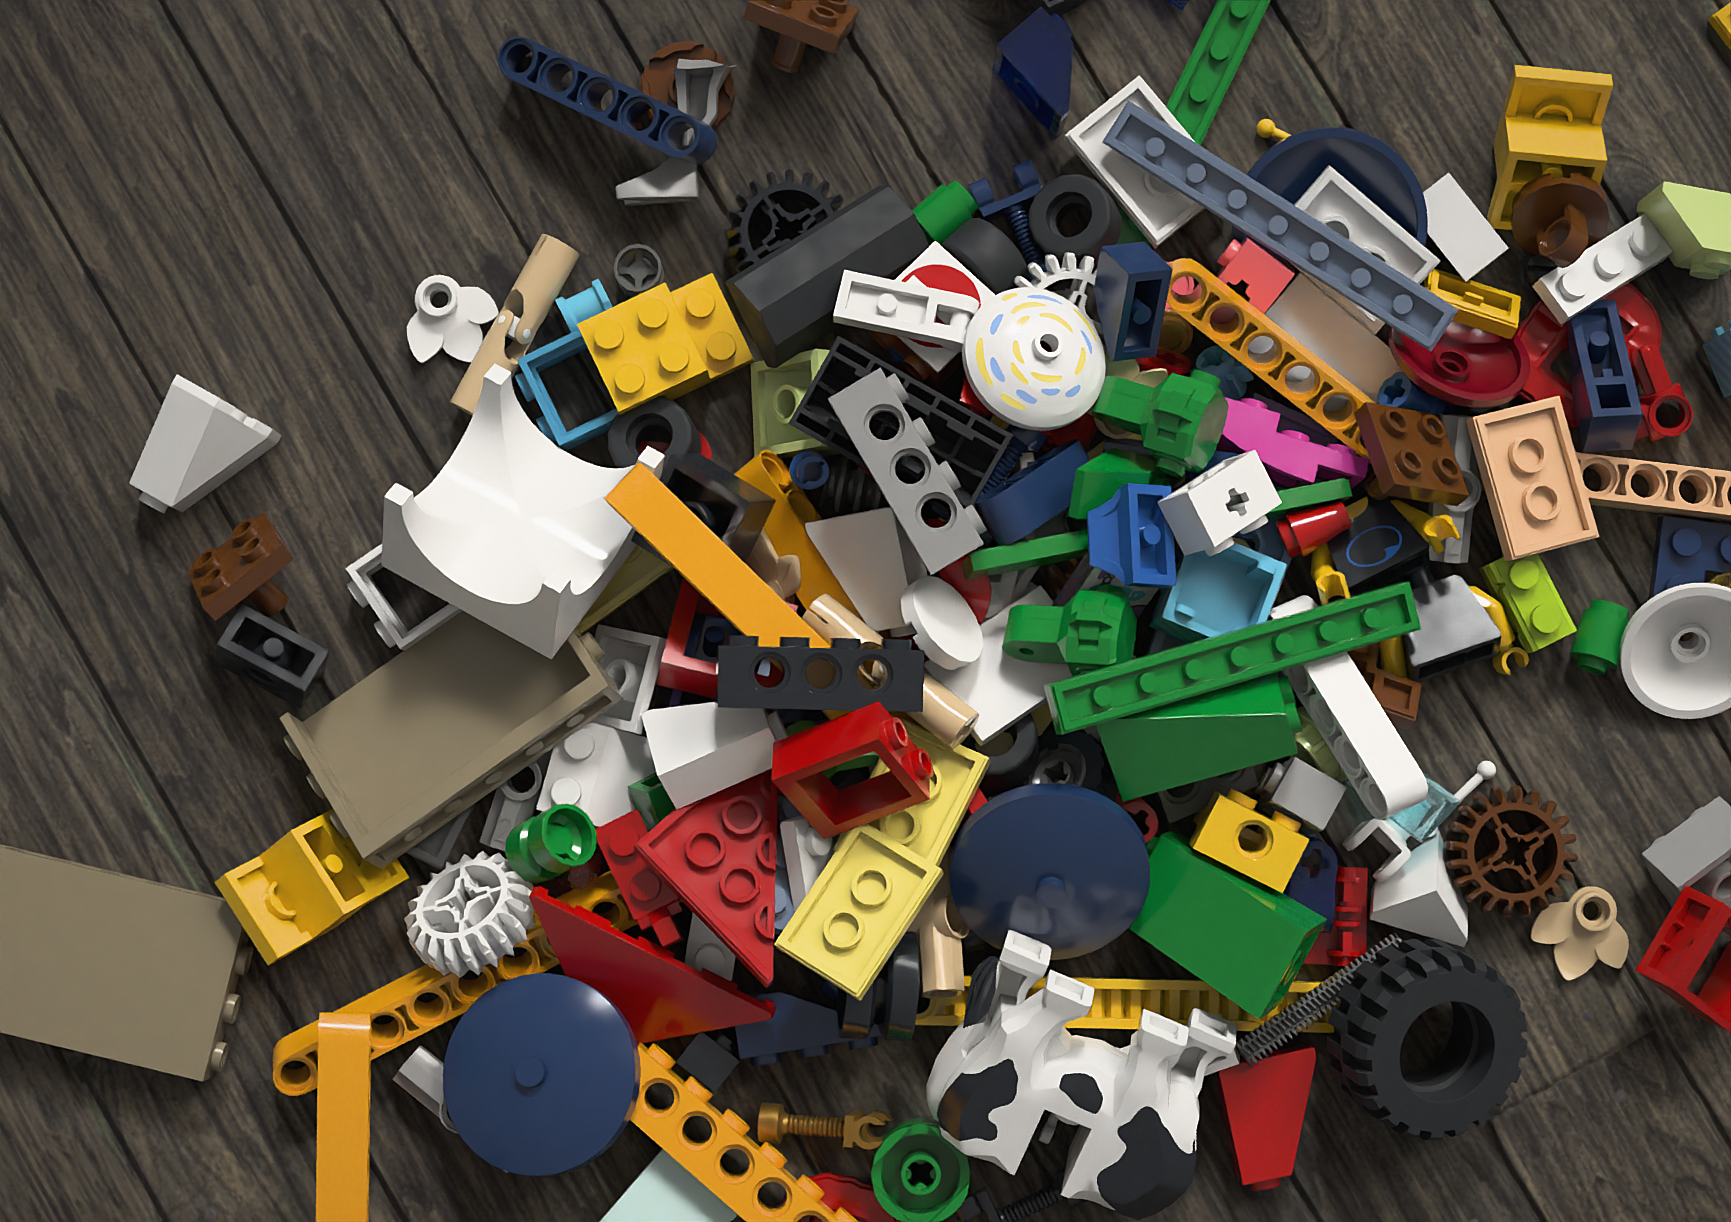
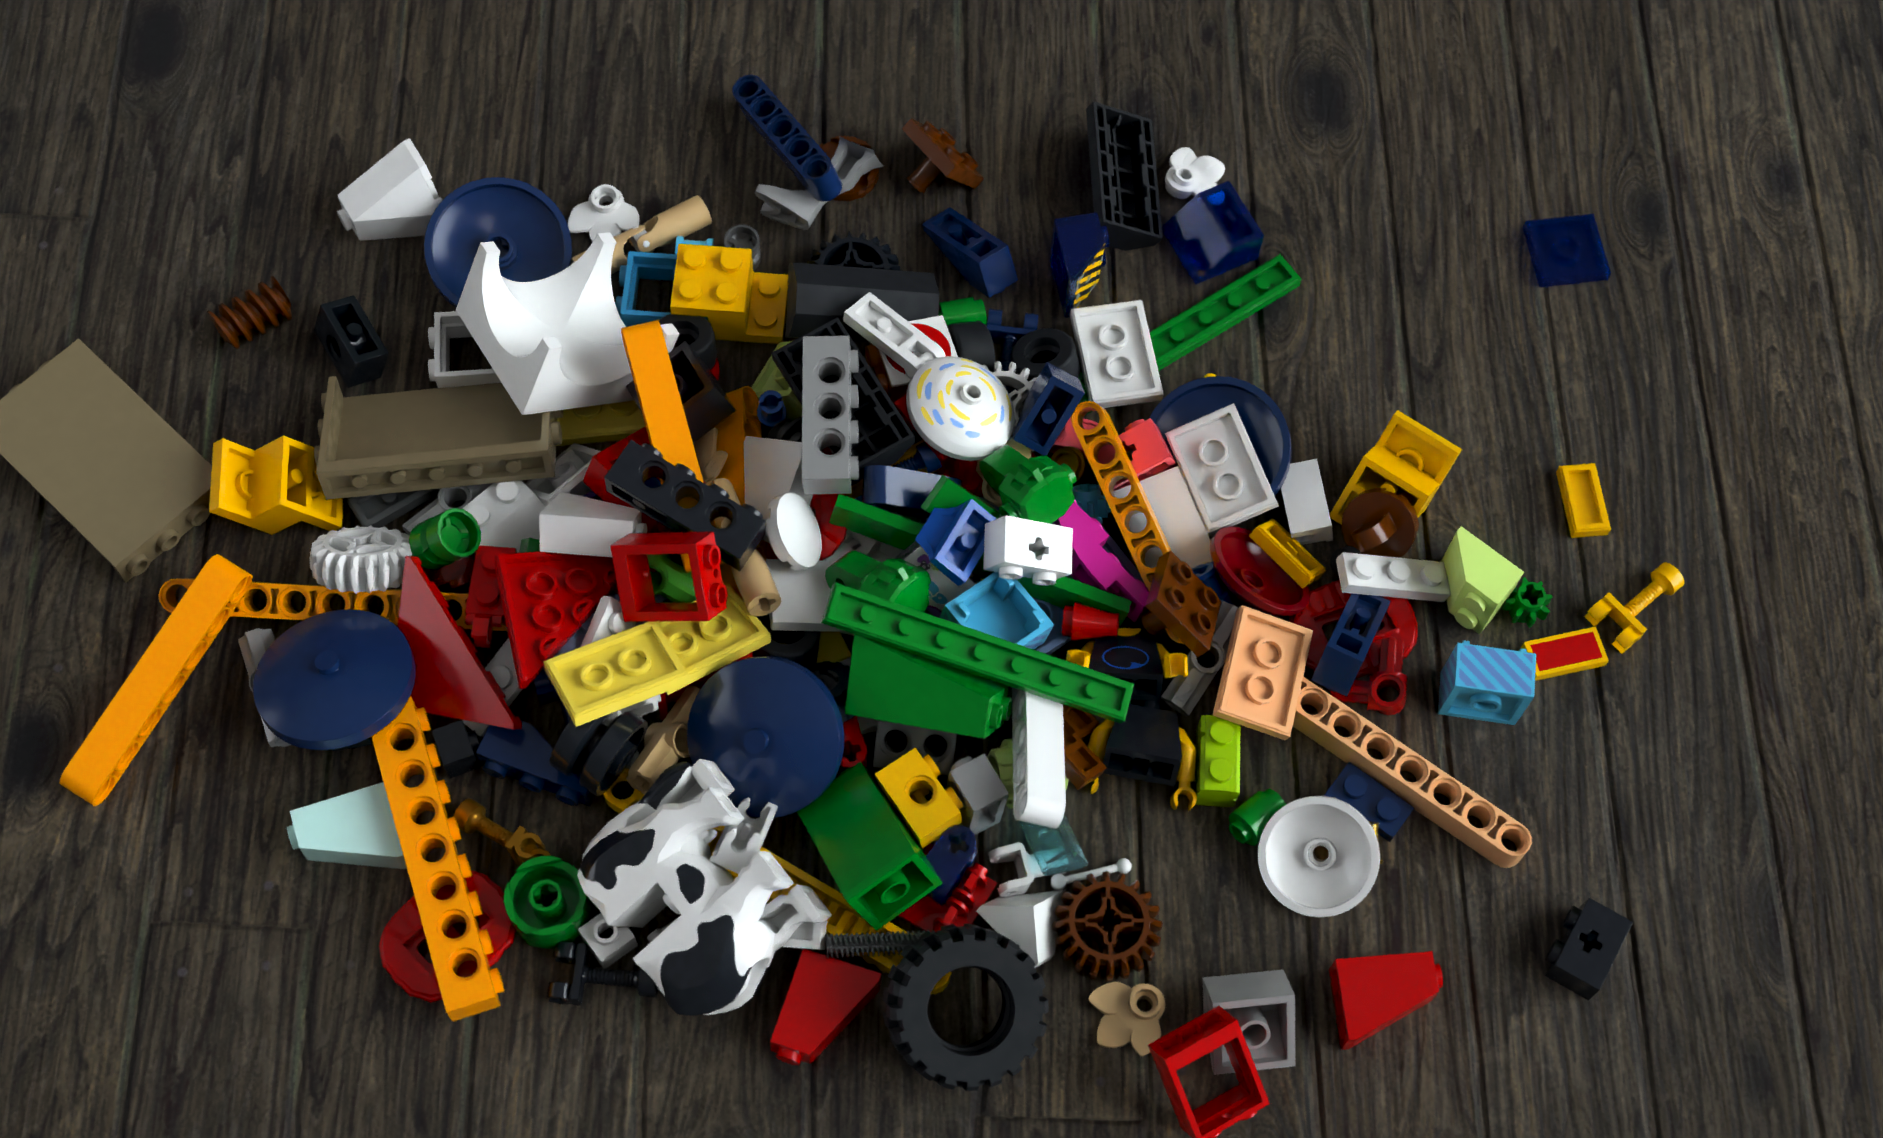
camera: 30 degrees right, 20 degrees down
(132, 686) = (252, 313): none -> reddish brown piece
(242, 569) = (370, 283): reddish brown plate -> none
(353, 429) = (498, 209): none -> dark blue dish
(903, 119) = (973, 251): none -> dark blue slope
(1005, 1186) = (607, 950): none -> white plate
(1112, 1008) = (742, 841): none -> white hinge
(1280, 226) = (1181, 427): sand blue tile -> none

